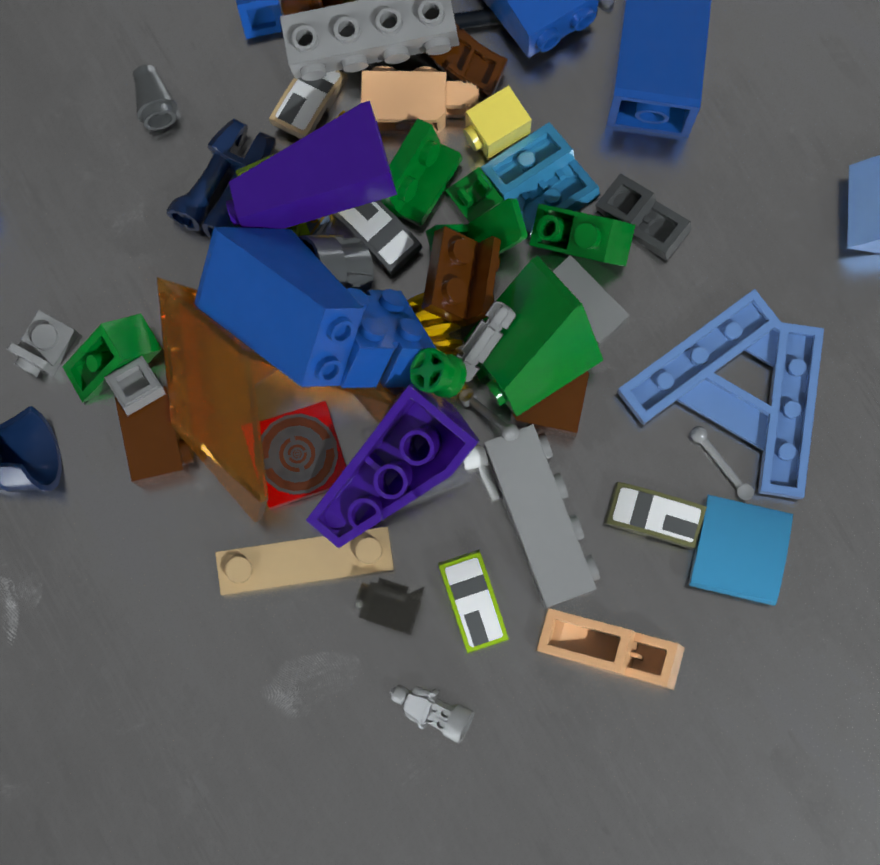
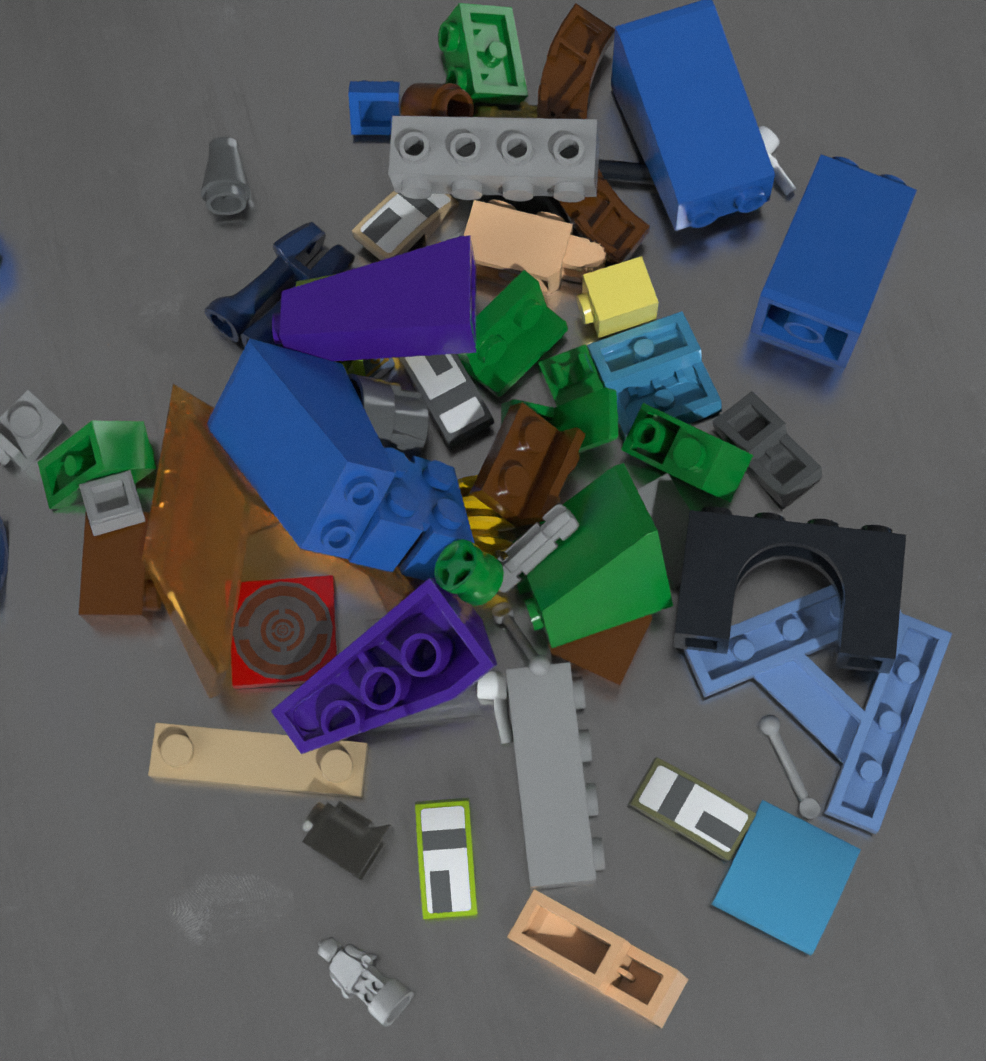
camera: 15 degrees right, 5 degrees down
(740, 291) = (859, 563): none -> black arch

